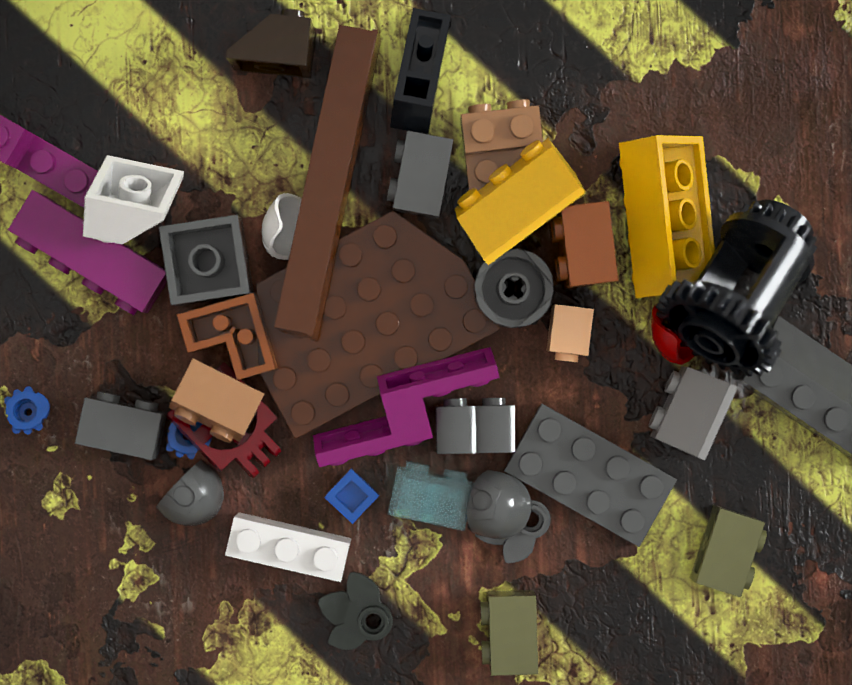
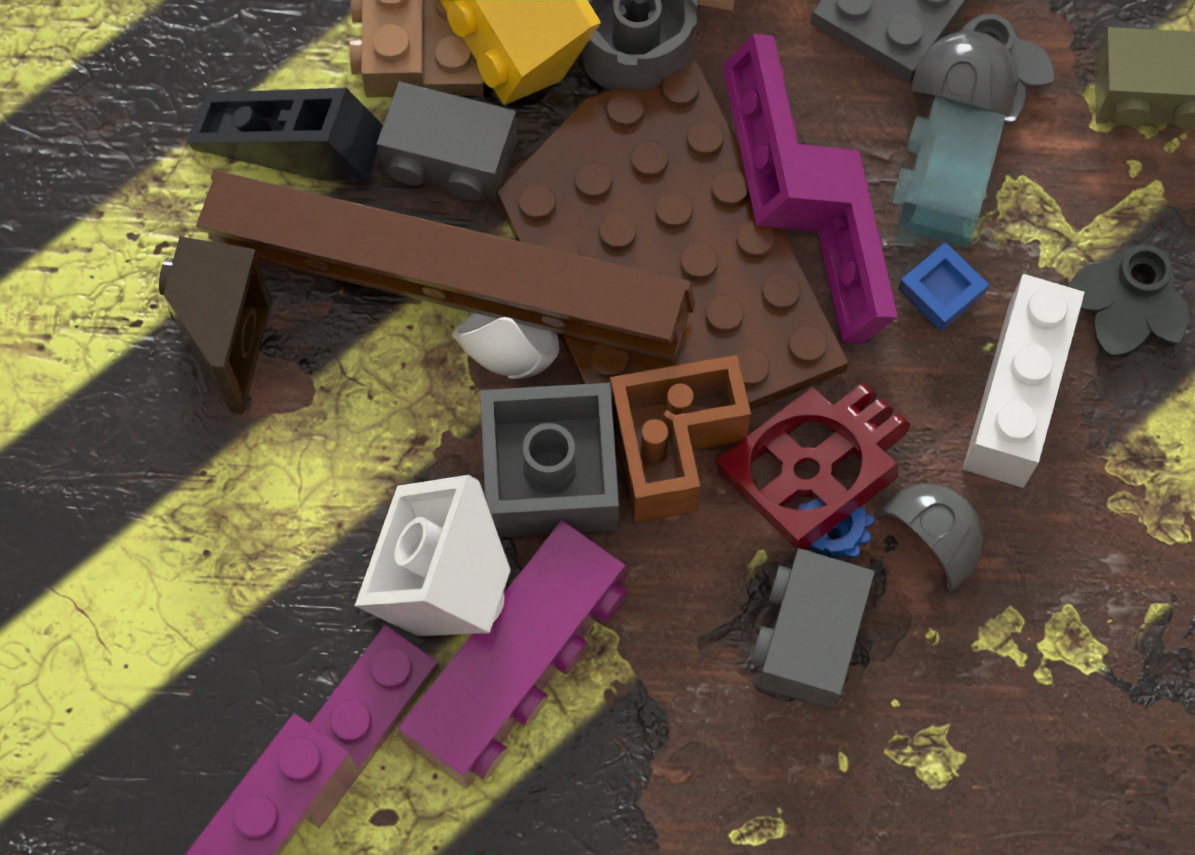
camera: 85 degrees left, 20 degrees down
(19, 404) = (772, 769): blue animal -> none
(215, 402) = (782, 456): medium nougat brick -> none
(475, 428) = (845, 97): dark grey brick -> none

